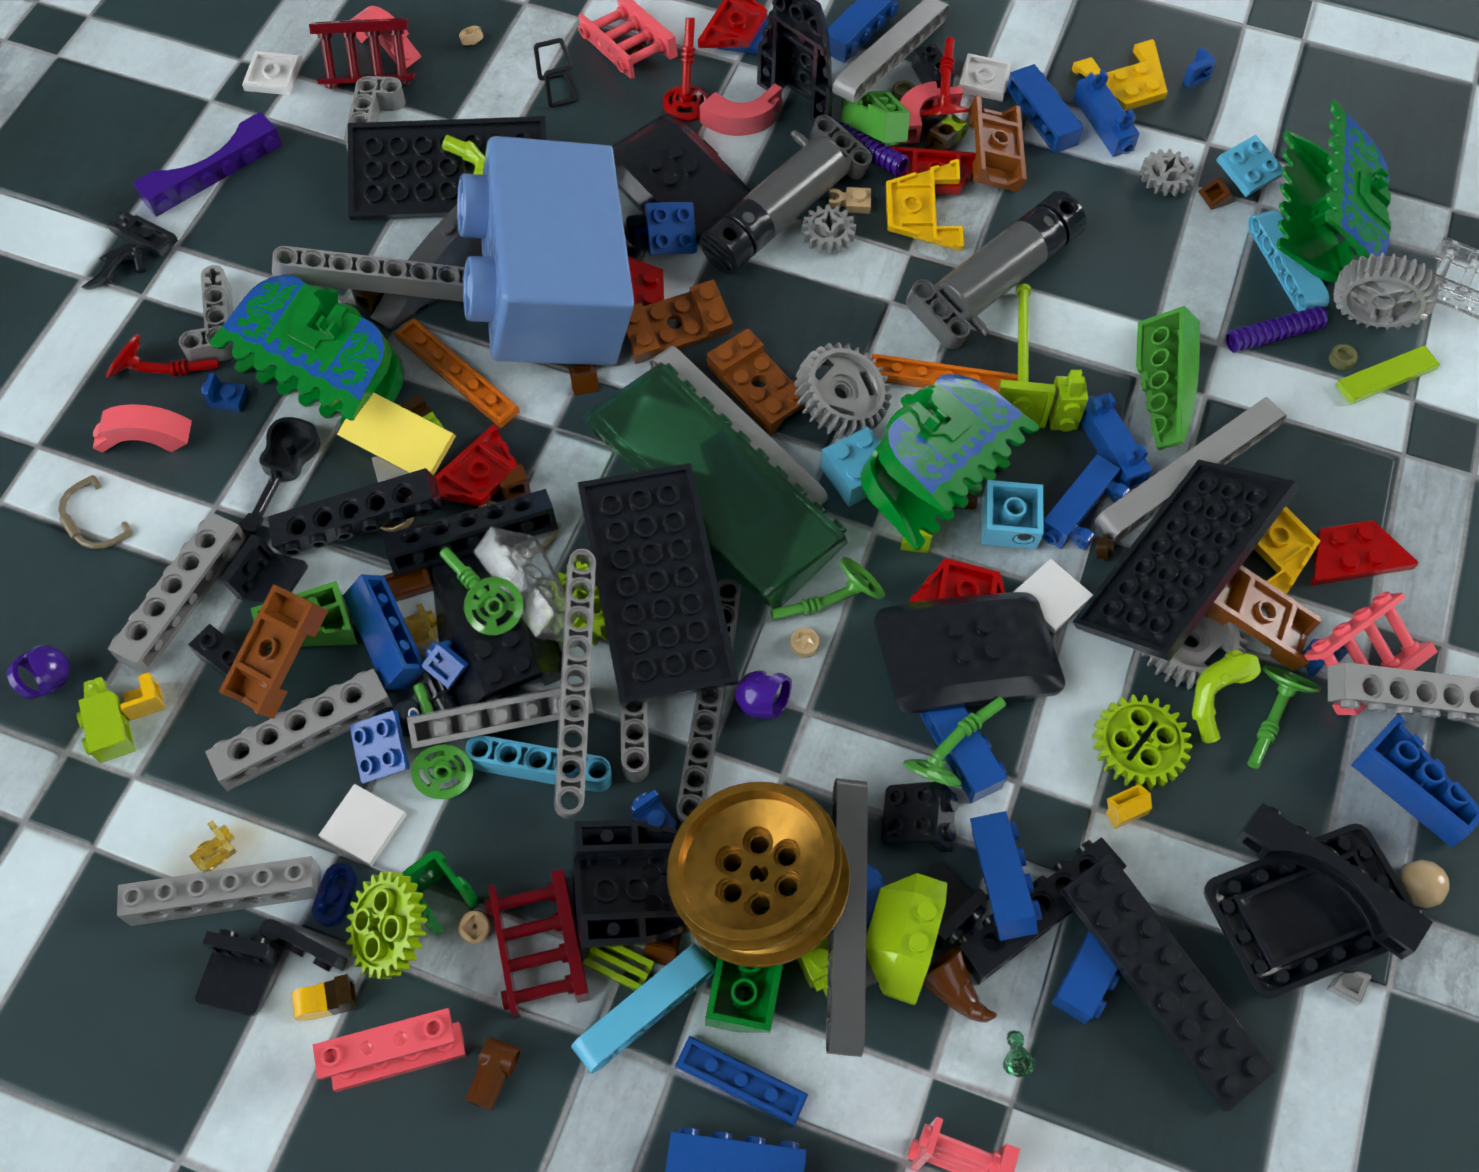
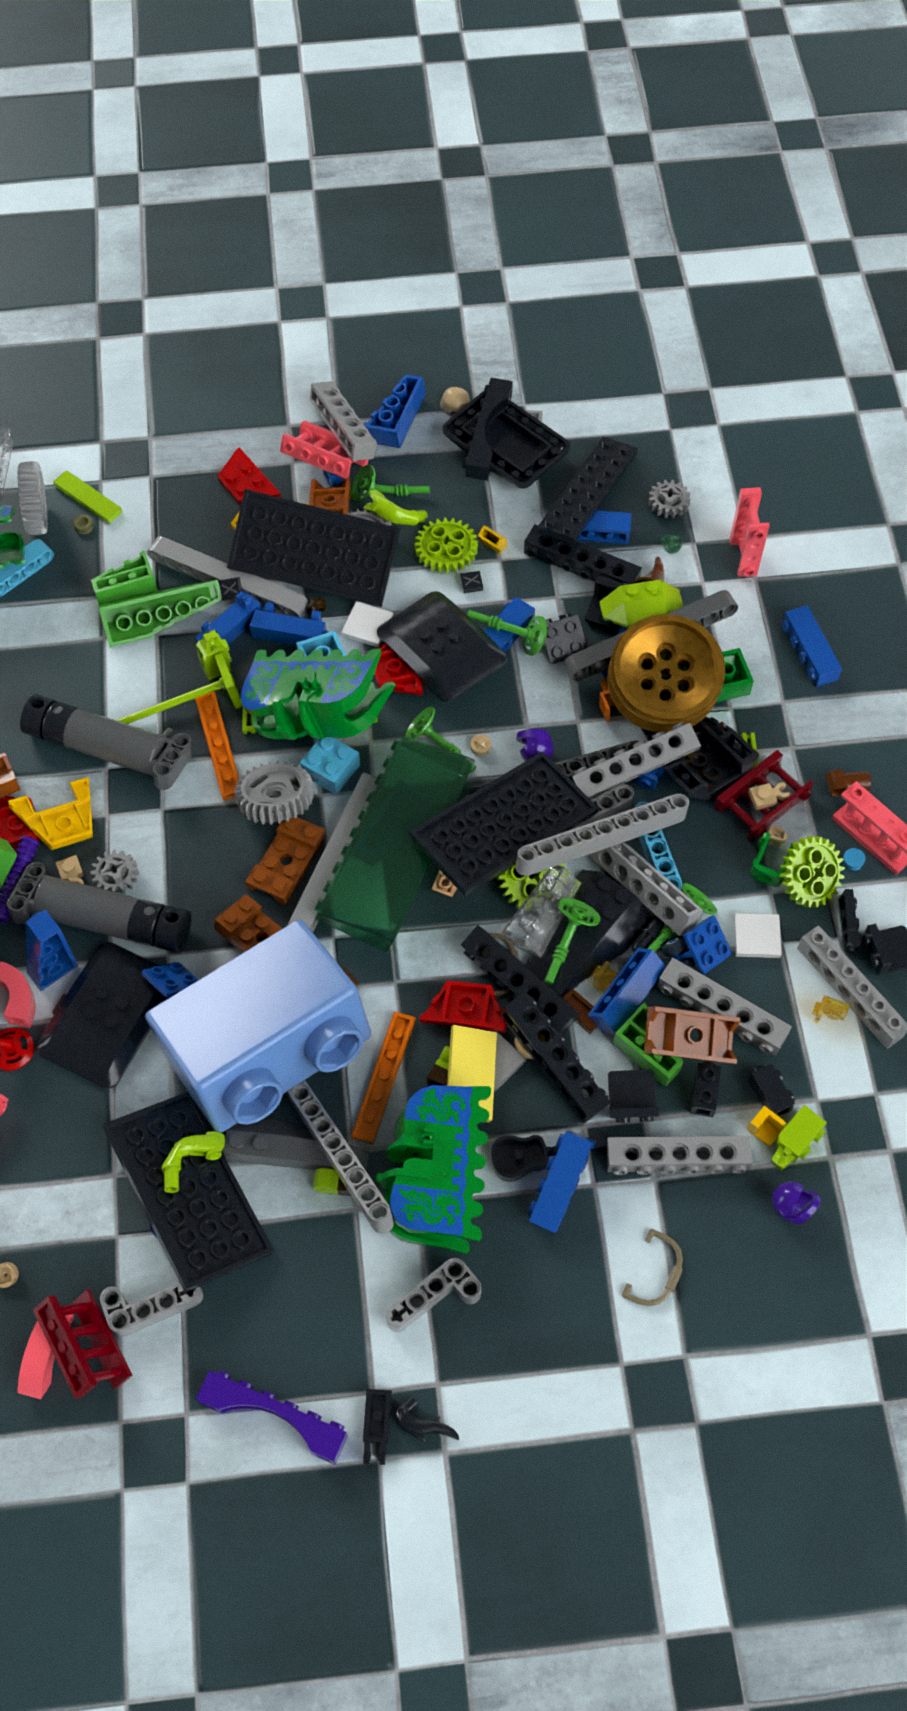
camera: 115 degrees left, 0 degrees up
(128, 359) = (511, 1329): red dish -> none
(141, 424) = (572, 1274): coral arch -> none
(172, 724) = (770, 1089): none -> black brick
(223, 394) = (498, 1238): blue bracket -> none
(232, 466) = (561, 1180): none -> blue wedge
(272, 73) = (128, 1441): white tile -> none
(325, 999) = (869, 891): leg -> none
(332, 895) = (807, 921): clear blue plate -> none
(383, 1010) = (853, 859): none -> dark azure tile
(444, 663) = (629, 937): bracket -> none
(515, 483) = (461, 973): reddish brown slope -> none
(529, 935) = (766, 796): none -> tan plate
(557, 72) = (48, 1143): black piece -> none
(643, 1008) = (764, 724): medium azure beam -> none
(658, 783) = (682, 732): none -> light grey brick
(741, 1081) = (767, 666): blue tile -> none
(756, 129) = (46, 951): none -> blue wedge
(1004, 876) = (578, 575): blue brick -> none
(1068, 749) = (471, 582): none -> black tile
(1118, 1111) = (669, 499): none -> light grey gear
(1165, 456) = (230, 588): none -> black tile
(1223, 361) = (125, 582): none -> bright green wedge
(1276, 329) = (73, 559): dark purple piece -> none

